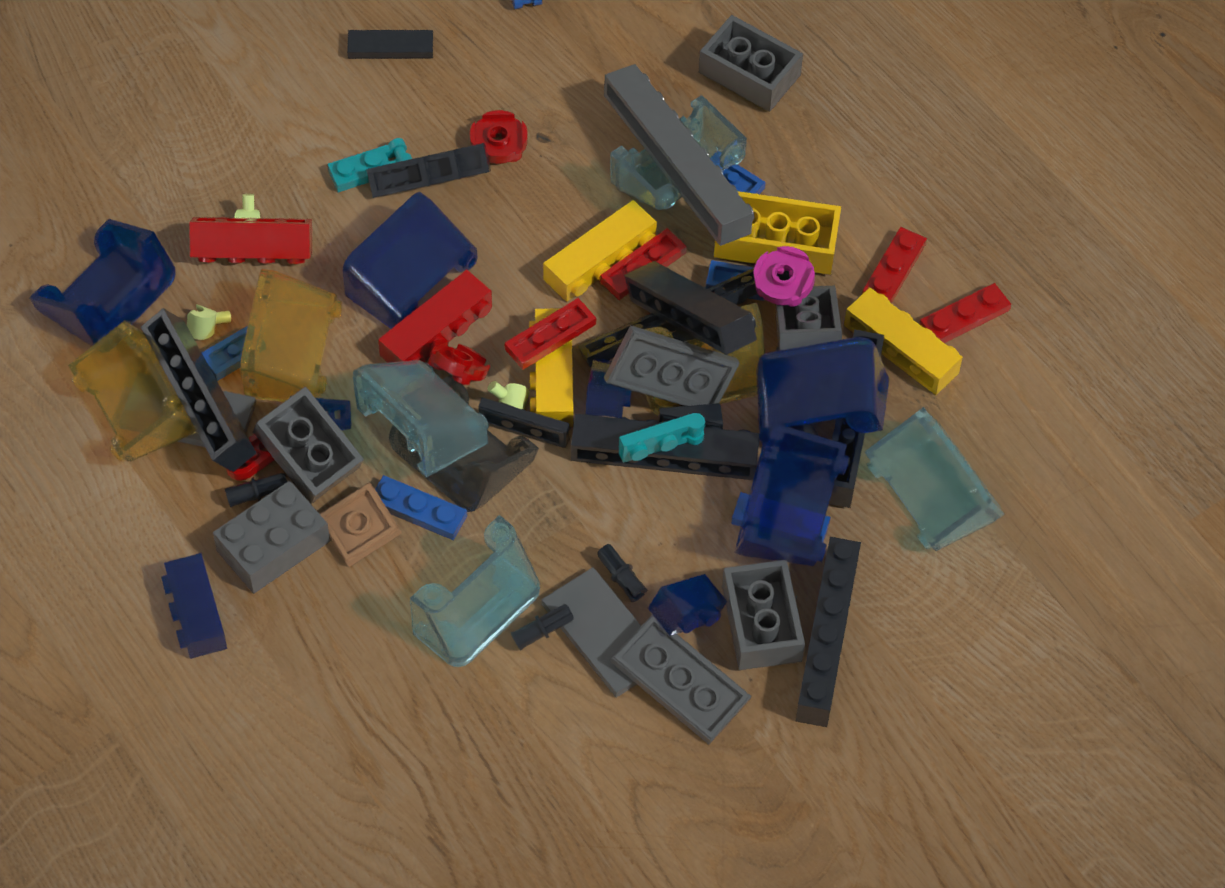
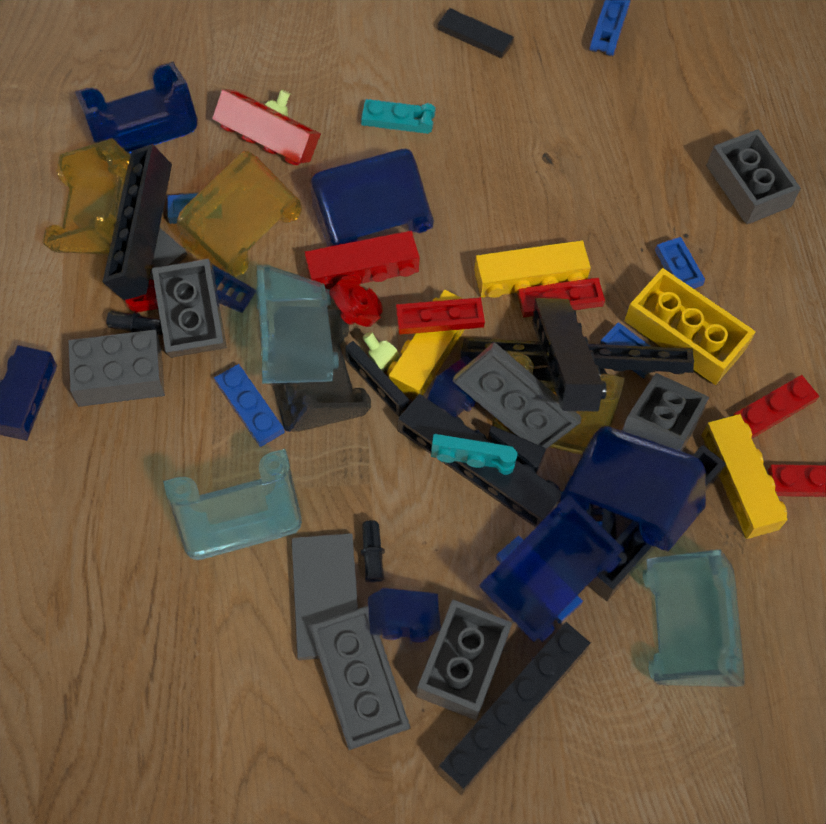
camera: 30 degrees right, 5 degrees up
(203, 321) = (190, 174): yellowish green piece -> none
(360, 524) = (192, 394): medium nougat tile -> none
(428, 170) = (438, 139): black slope -> none
(512, 130) = (510, 153): red plate -> none
(542, 626) = (274, 563): black axle -> none
(644, 180) = (642, 227): clear light blue windscreen -> none
(678, 154) = (641, 223): dark grey brick -> none
(789, 291) = (663, 382): dark pink plate -> none

